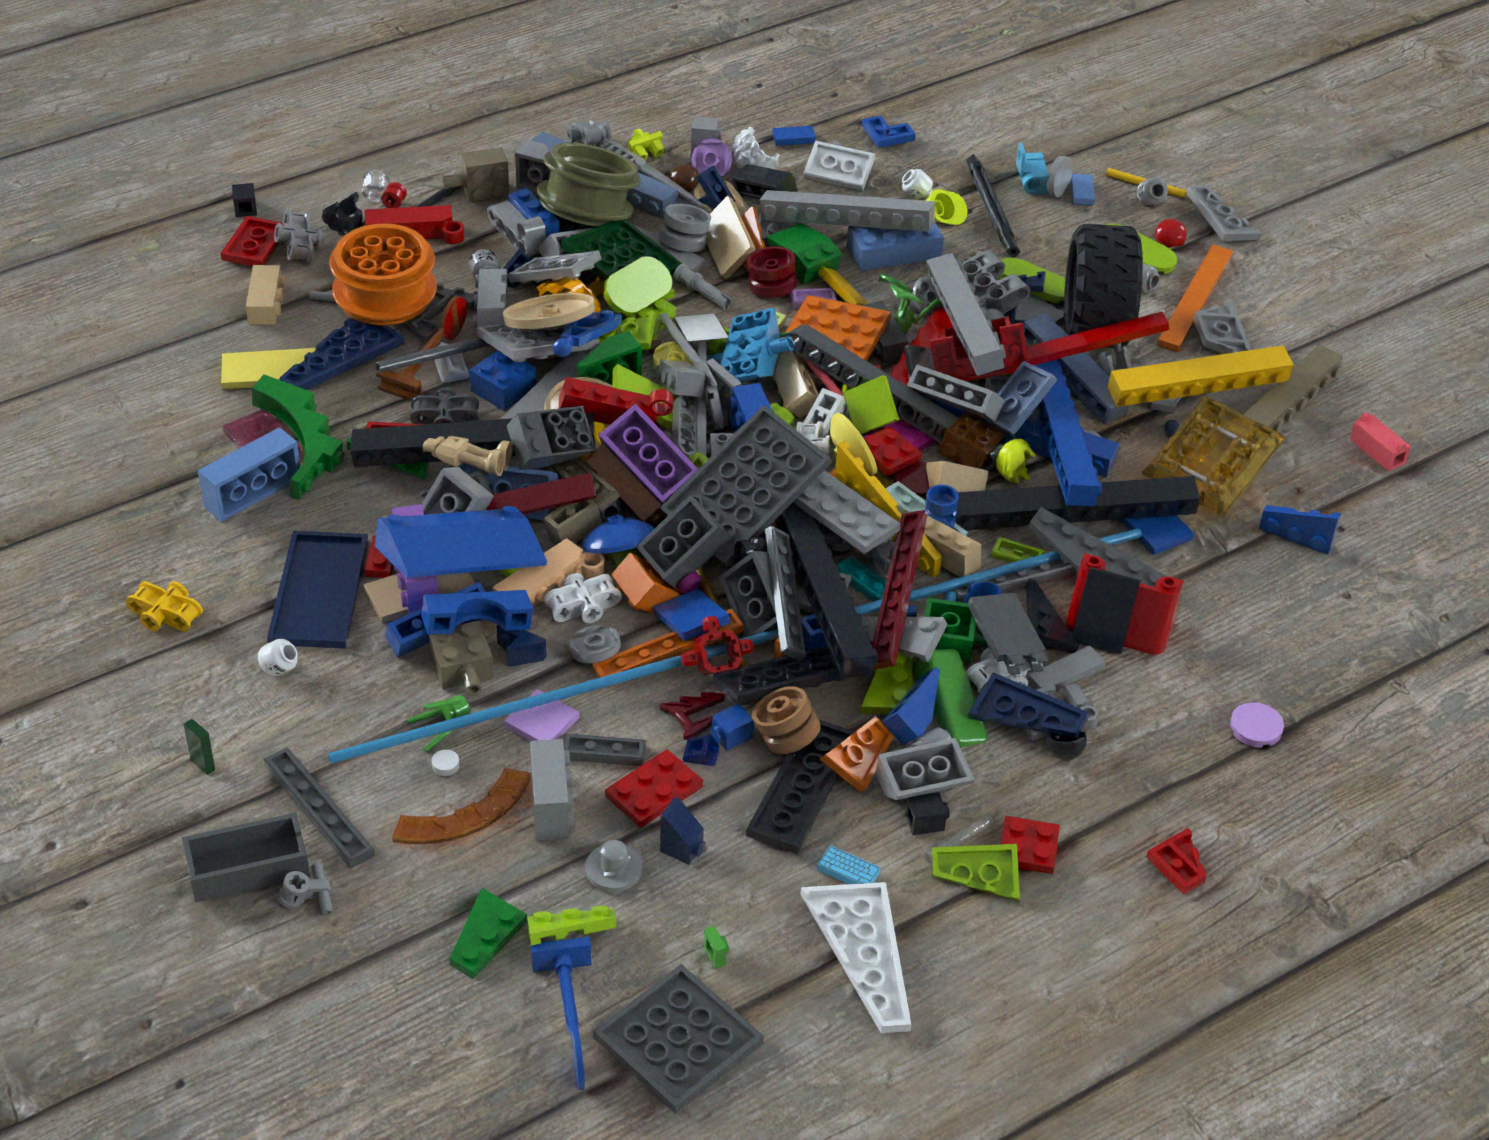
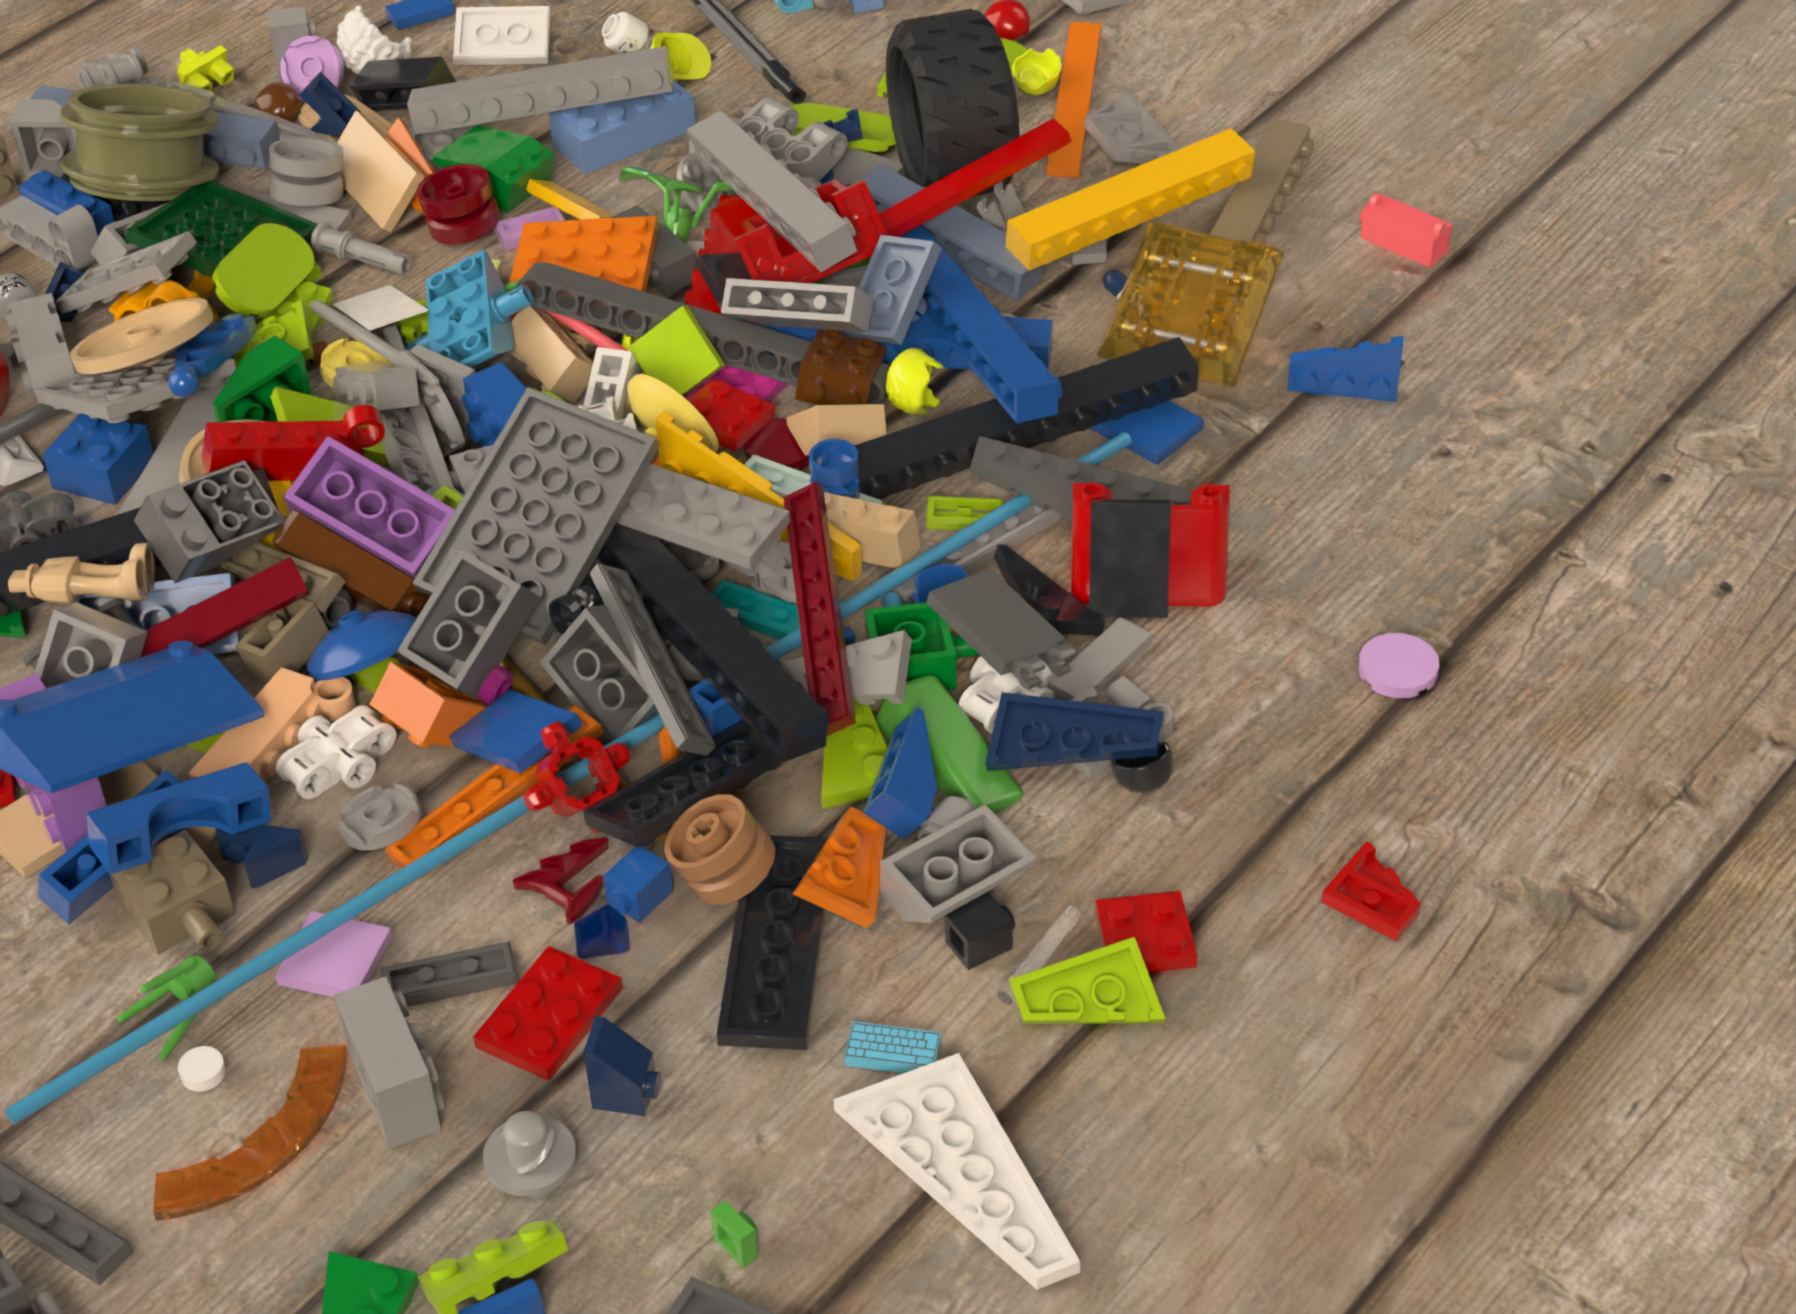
camera: 15 degrees left, 0 degrees up
(1175, 273) = (1036, 71): none -> neon yellow hair

